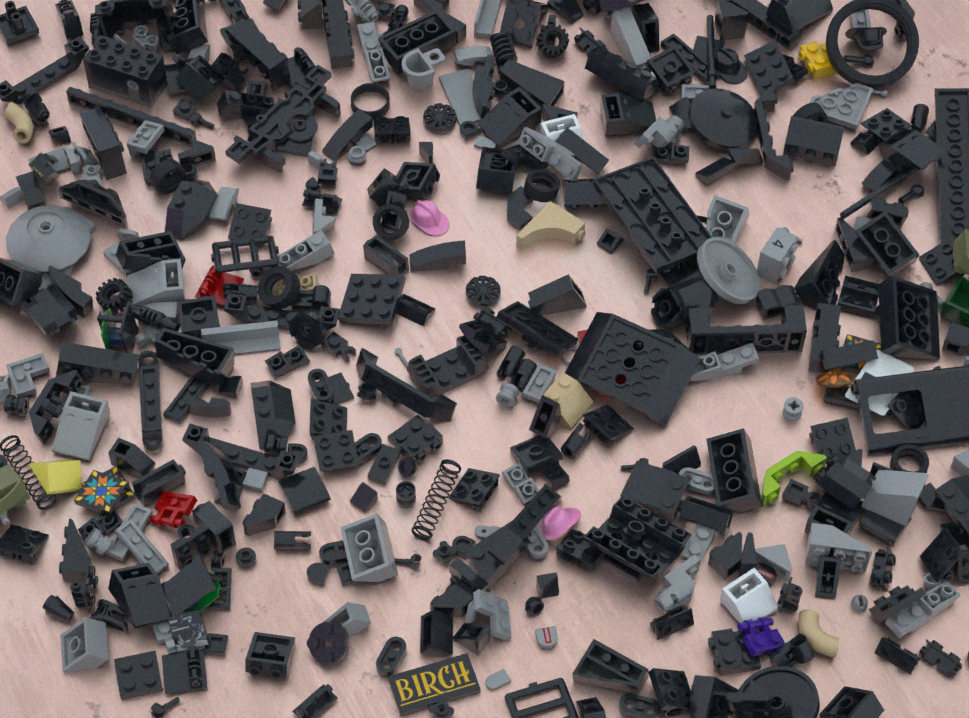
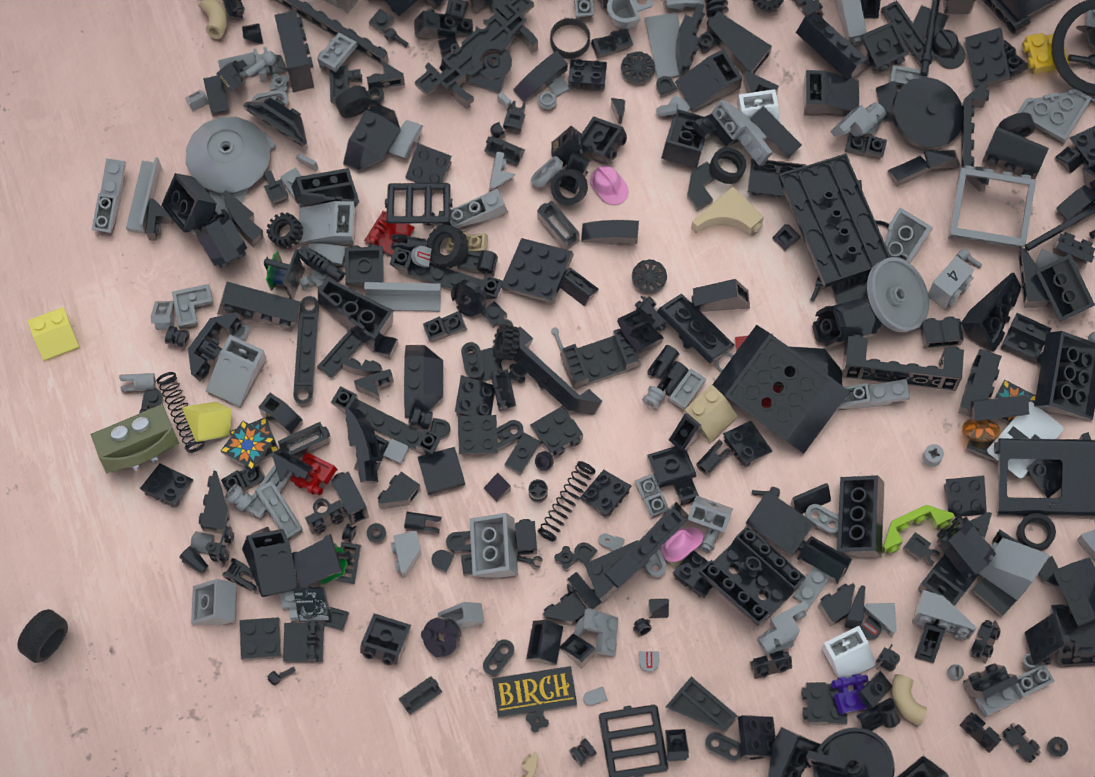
camera: 10 degrees right, 15 degrees up
(63, 591) = (200, 540): none -> light grey slope
(78, 149) = (269, 58): none -> light grey bar
(99, 263) = (275, 189): none -> black plate
(143, 500) = (286, 462): none -> black slope
(219, 421) = (369, 384): none -> black slope
(255, 298) = (421, 256): none -> light grey tile
(281, 568) = (407, 550): none -> light grey slope
(351, 363) = (506, 342): none -> black tyre
(355, 408) = (503, 389): none -> black hinge
(363, 217) = (546, 172): none -> light grey plate
(401, 536) = (526, 537): none -> black slope
(413, 100) = (612, 44): none -> black slope
(474, 148) = (667, 109): none -> light grey piece
(583, 489) = (710, 513): none -> light grey brick
(586, 518) = (709, 540): none -> light grey pin
(782, 628) = (874, 690): none -> black plate
(800, 214) = (989, 237): none -> light grey window

